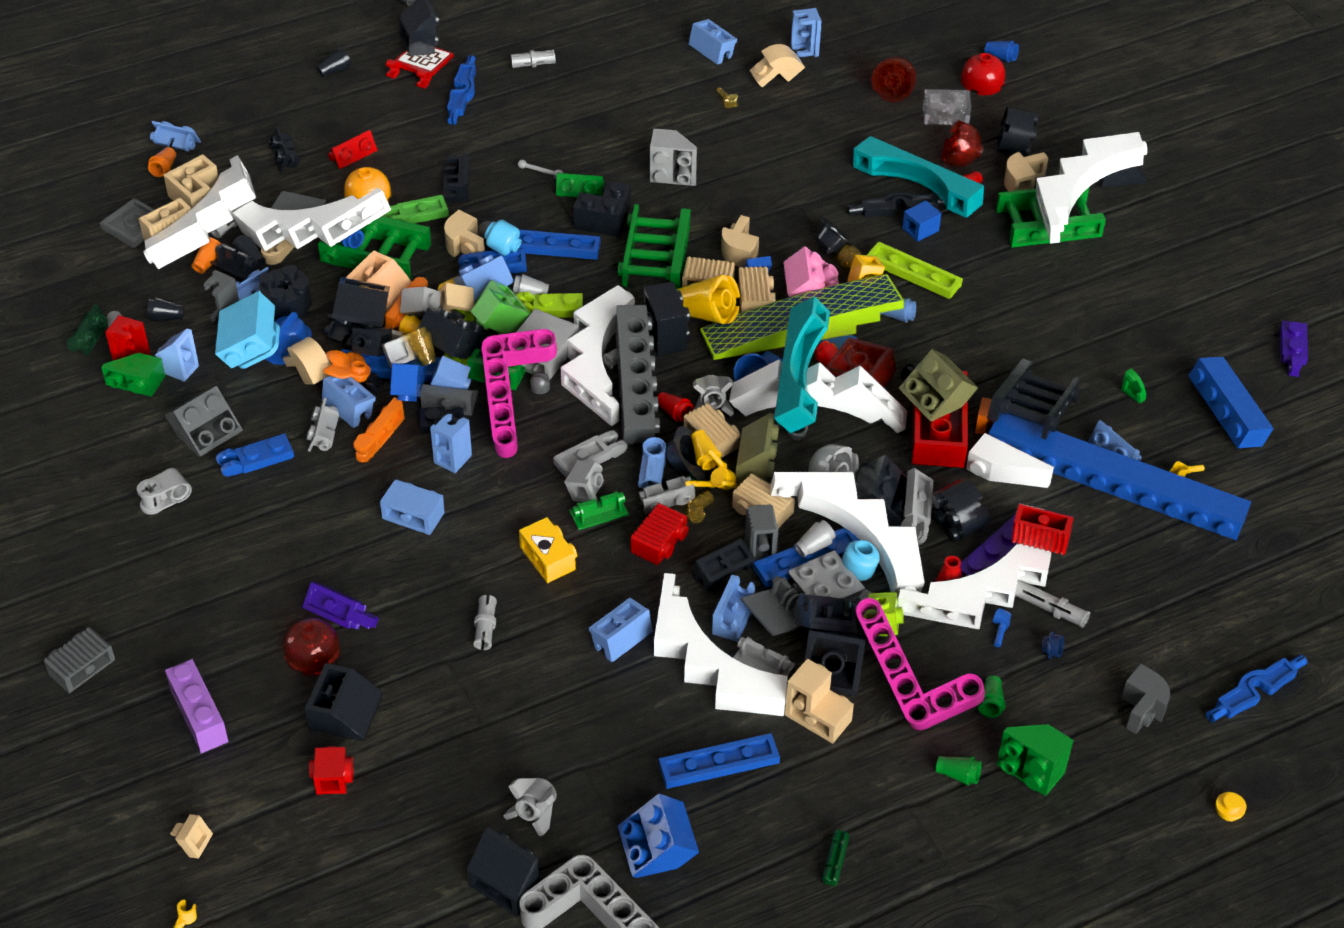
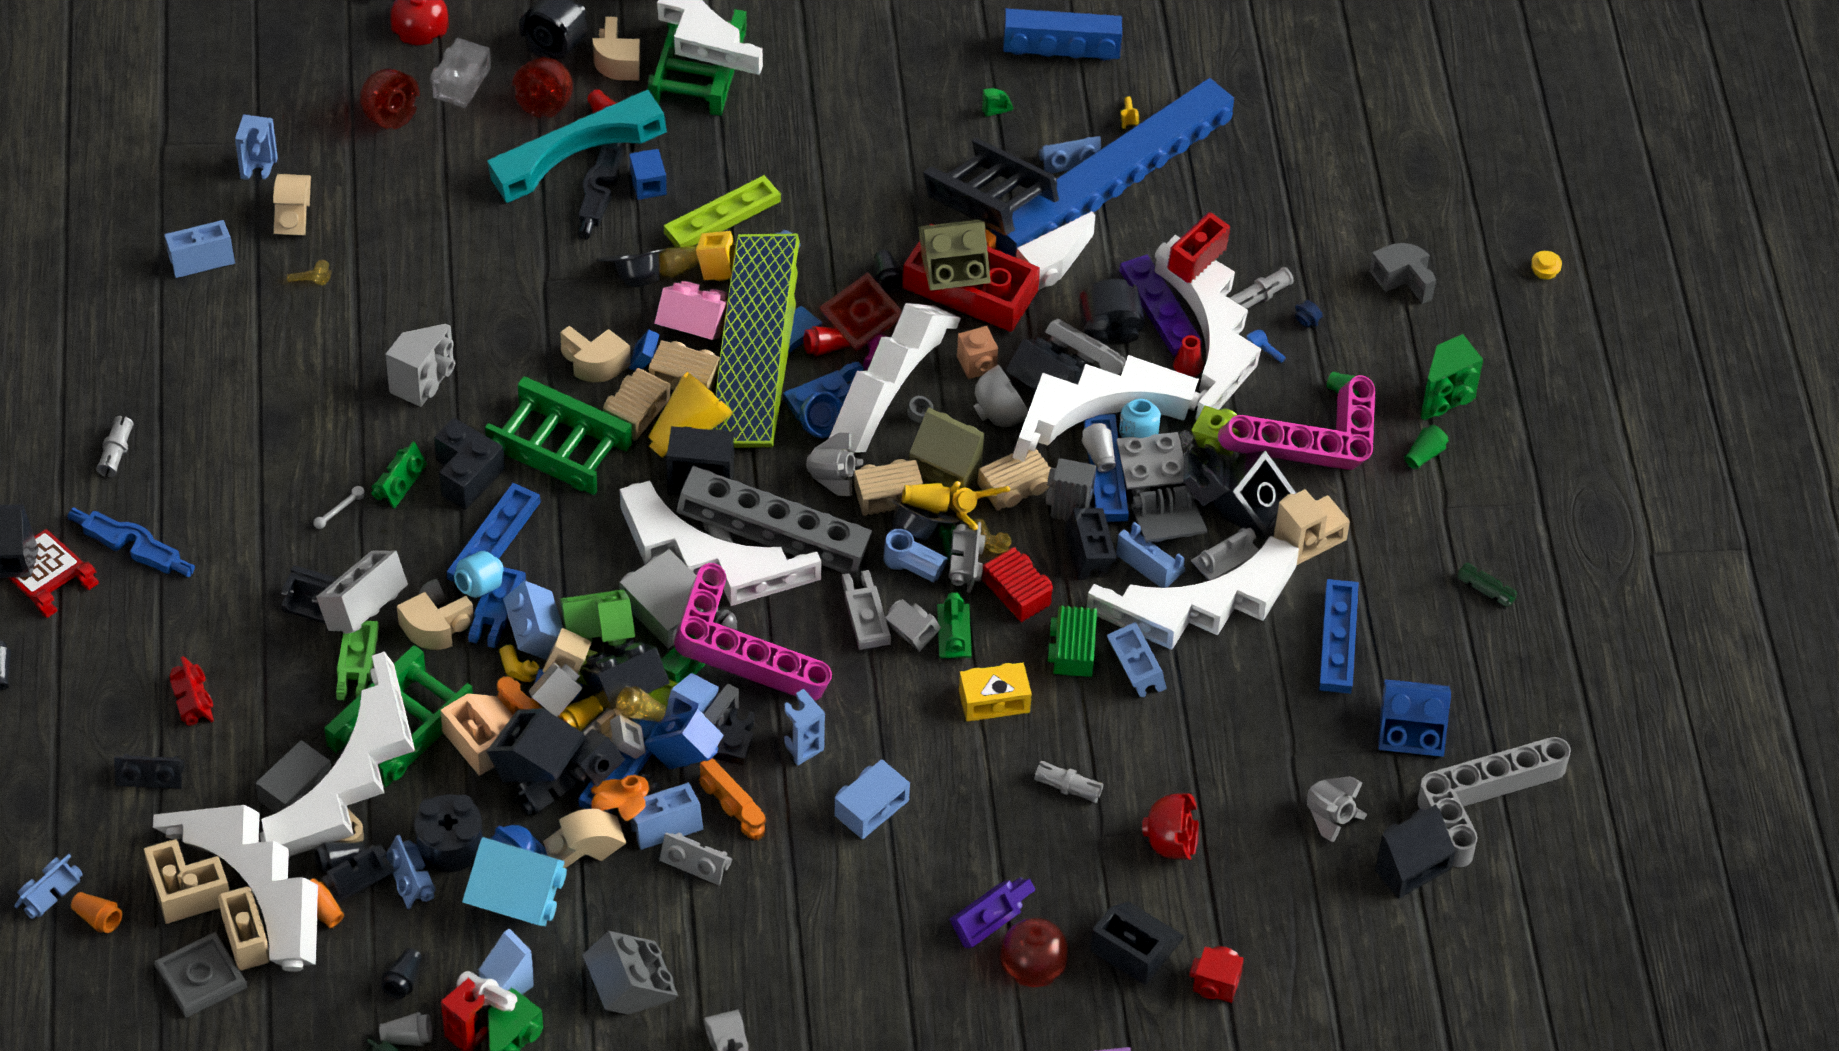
camera: 70 degrees left, 5 degrees up
(149, 344) = (493, 993): none -> white axle
(224, 291) = (434, 895): dark grey hinge -> none
(255, 455) = (707, 933): blue hinge -> none
(364, 181) = (284, 698): light orange cylinder -> none
(459, 188) = (362, 591): none -> light grey brick
(461, 698) = (1171, 826): none -> red cylinder
(528, 284) = (562, 580): light grey cone -> none
(555, 304) = (599, 566): lime hinge -> none
(619, 583) = (1074, 641): none -> green brick
(674, 406) = (834, 503): red cone -> none
(806, 327) = (824, 327): teal arch -> none
(871, 442) = (977, 352): none -> nougat brick
(1245, 694) = (1424, 196): blue piece -> none

